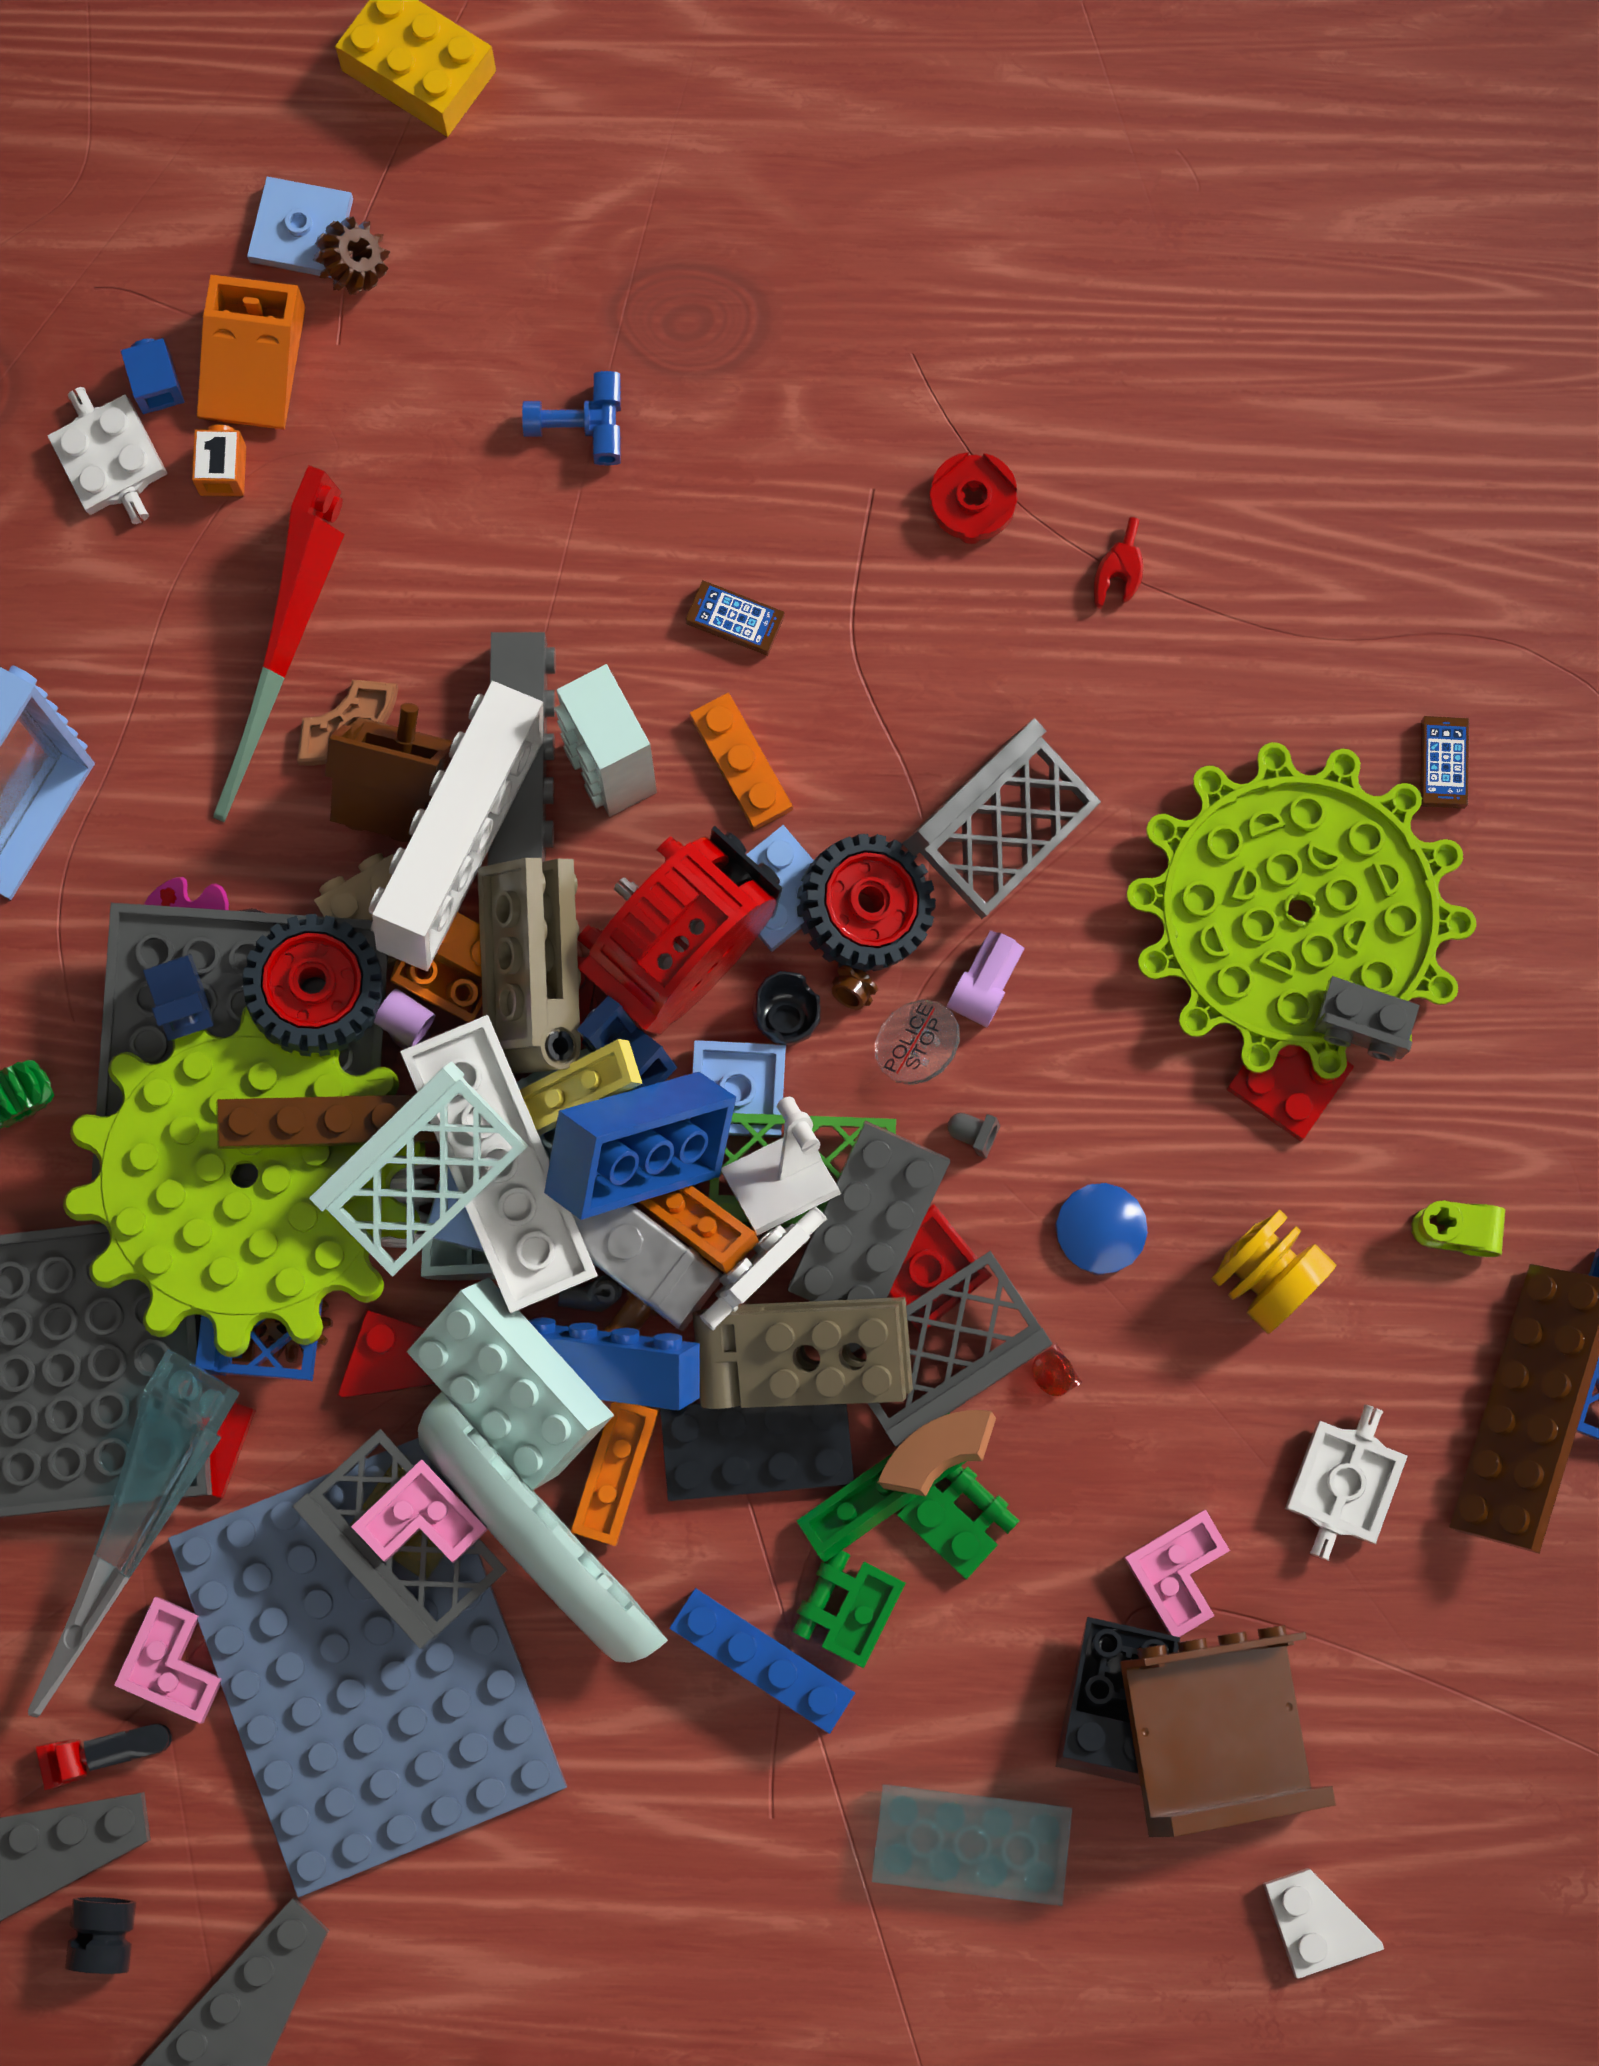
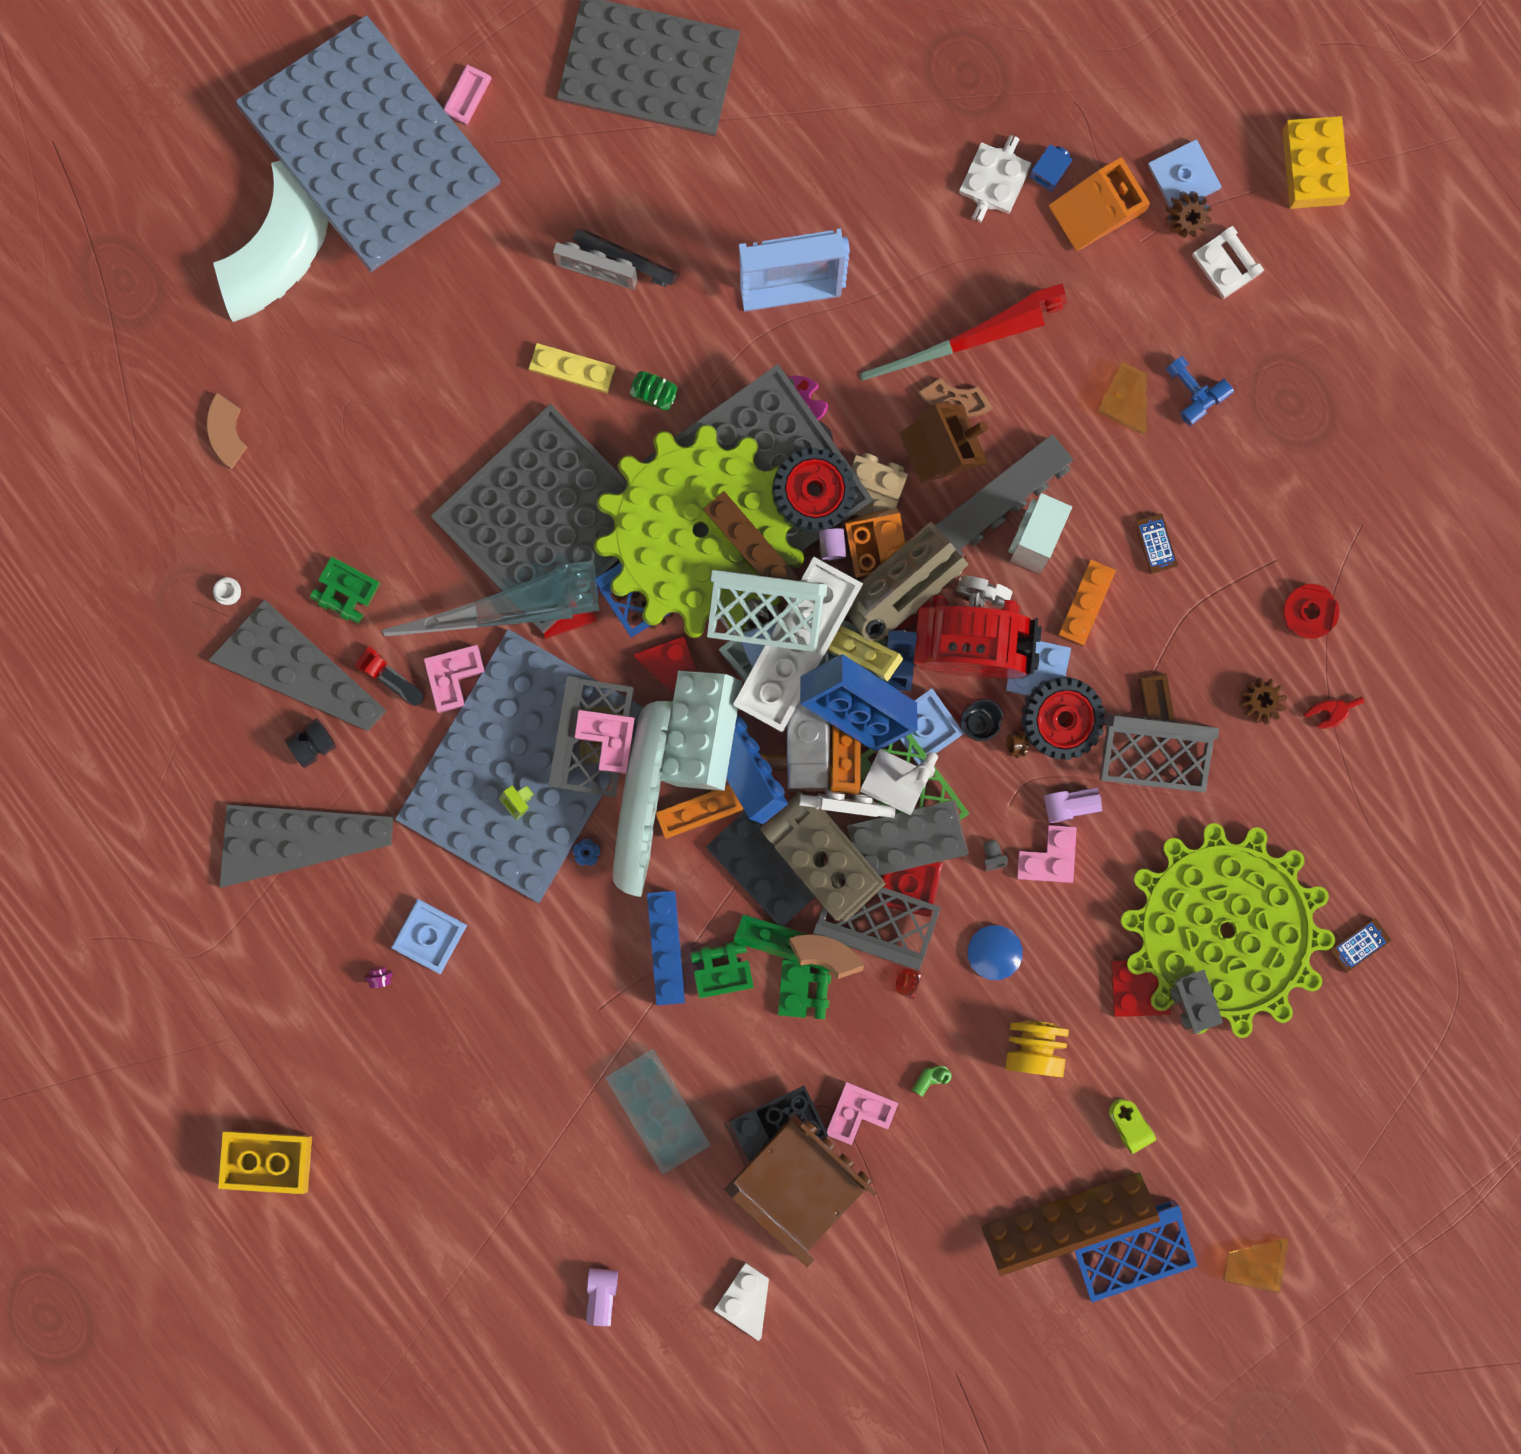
camera: 55 degrees right, 5 degrees up
(178, 997) = (758, 432): dark blue brick -> none
(219, 461) = (1034, 234): brick -> none
(405, 1711) = (516, 801): none -> lime tile
(451, 272) = (1219, 266): none -> white plate
(457, 825) = (943, 496): white brick -> none
(493, 1976) = (429, 936): none -> light blue plate
(521, 511) = (1127, 398): none -> clear yellow wing
(562, 1668) = (591, 858): none -> blue plate
(593, 1297) = (773, 737): dark grey arm -> none
(640, 865) = (988, 592): none -> white plate
(917, 1042) = (1015, 795): clear piece -> none
(930, 768) = (1156, 697): none -> reddish brown tile
(1044, 626) = (1271, 697): none -> reddish brown gear
(1045, 1059) = (1056, 863): none -> bright pink plate
(1201, 1438) = (930, 1076): none -> bright green arm
(1346, 1482) = (964, 1161): white plate -> none

